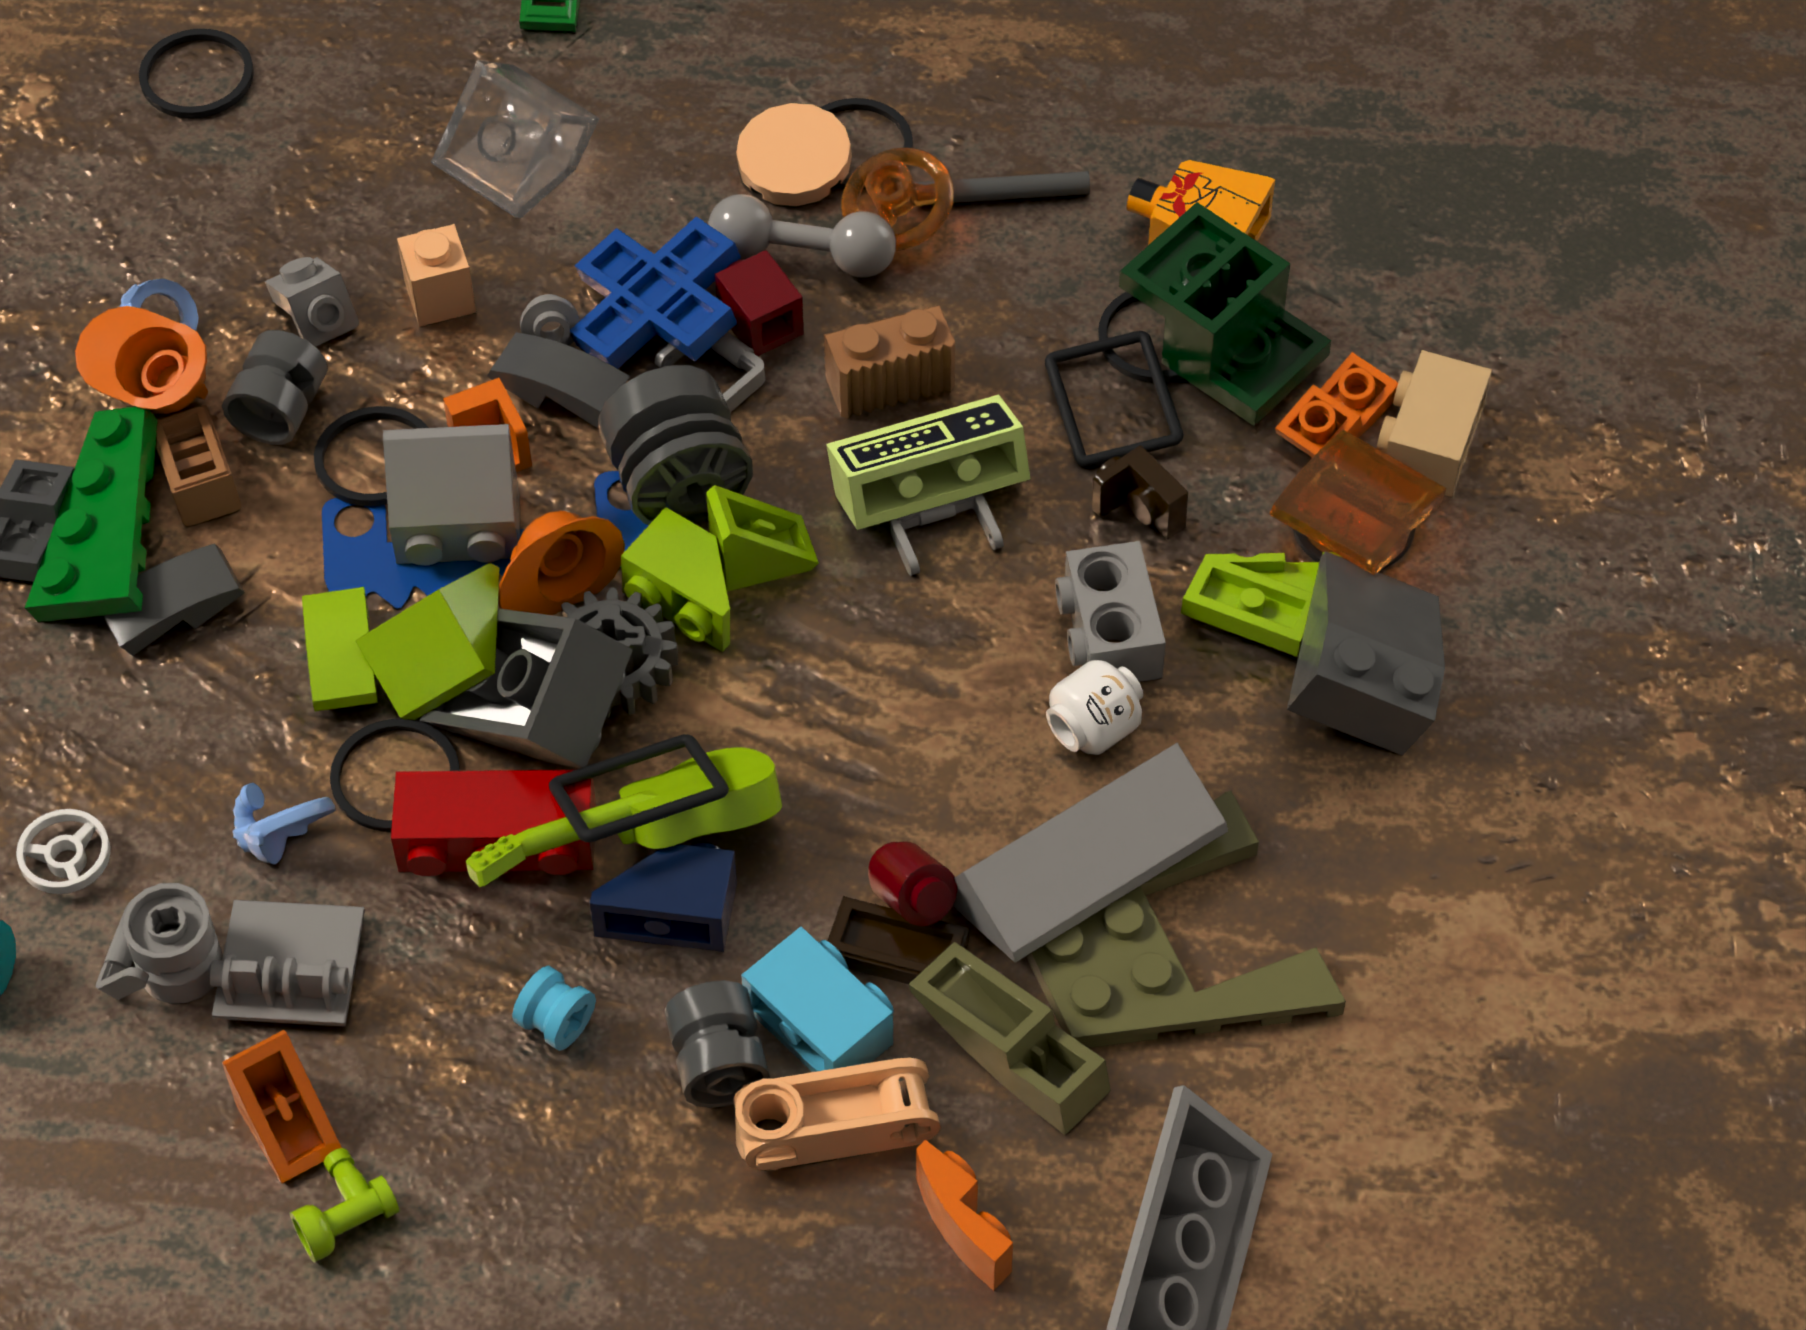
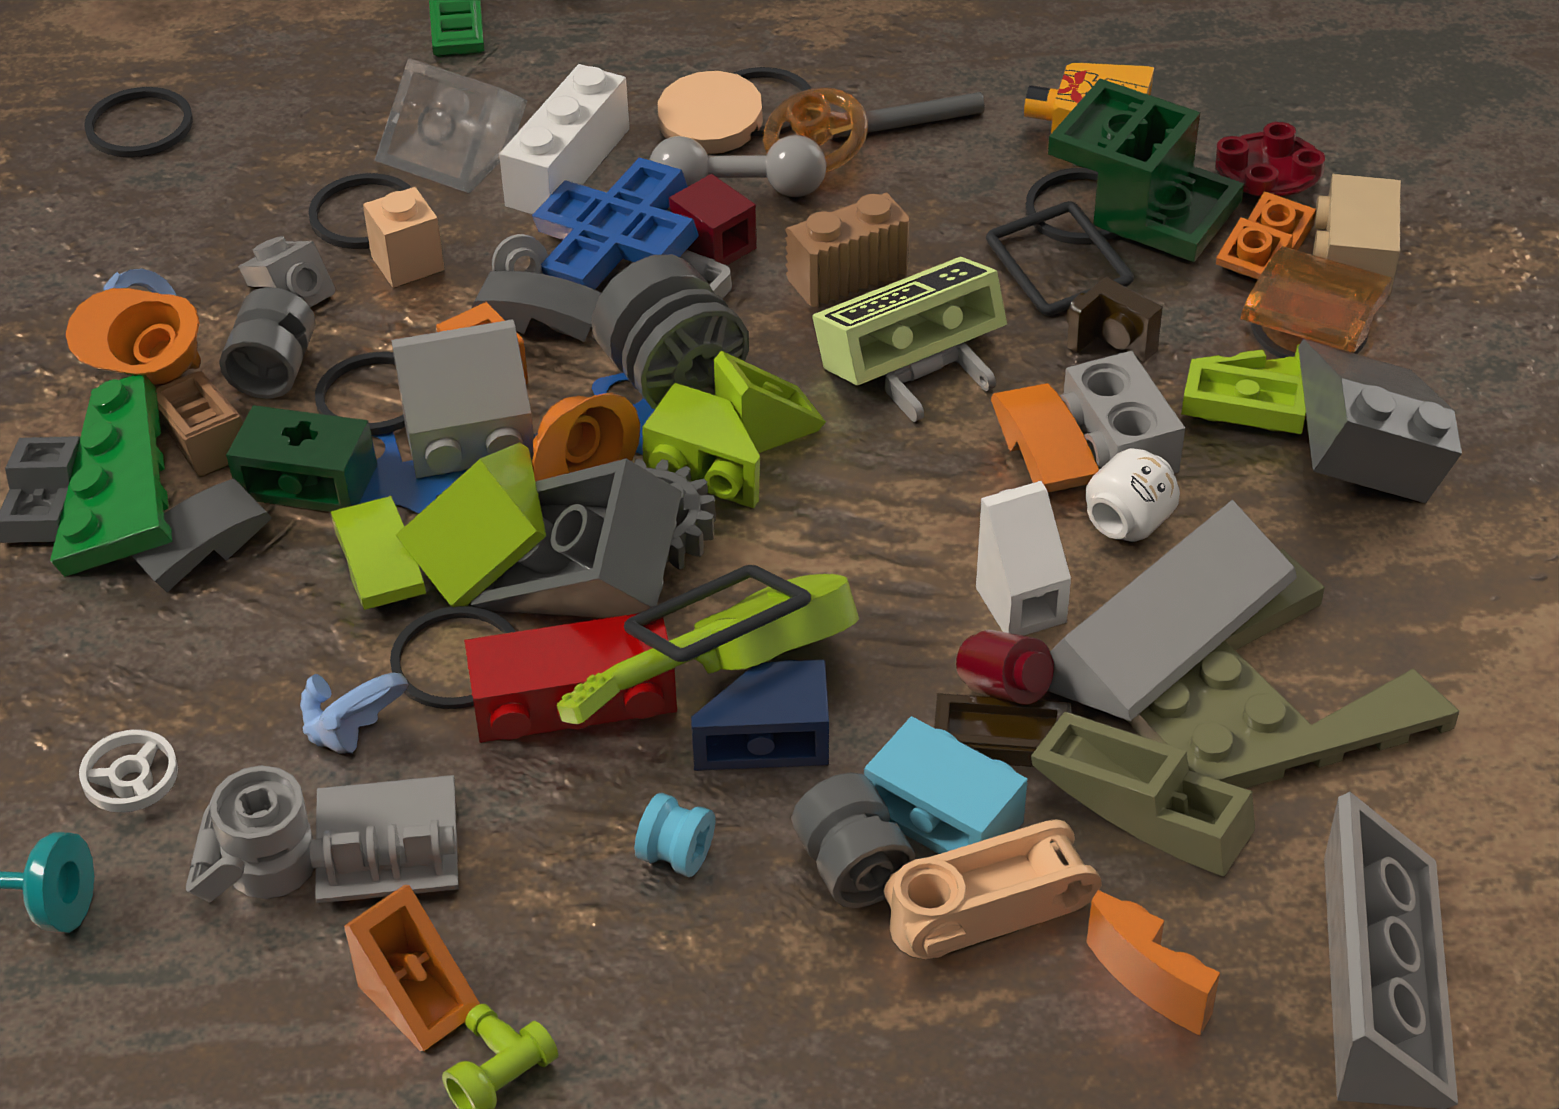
camera: 10 degrees left, 10 degrees down
(286, 531) = (303, 458): none -> dark green brick
(391, 187) = (341, 184): none -> black piece
(629, 172) = (565, 137): none -> white brick
(957, 771) = (1022, 561): none -> white slope
(1030, 621) = (1047, 435): none -> orange slope
(1372, 312) = (1270, 161): none -> dark red dish

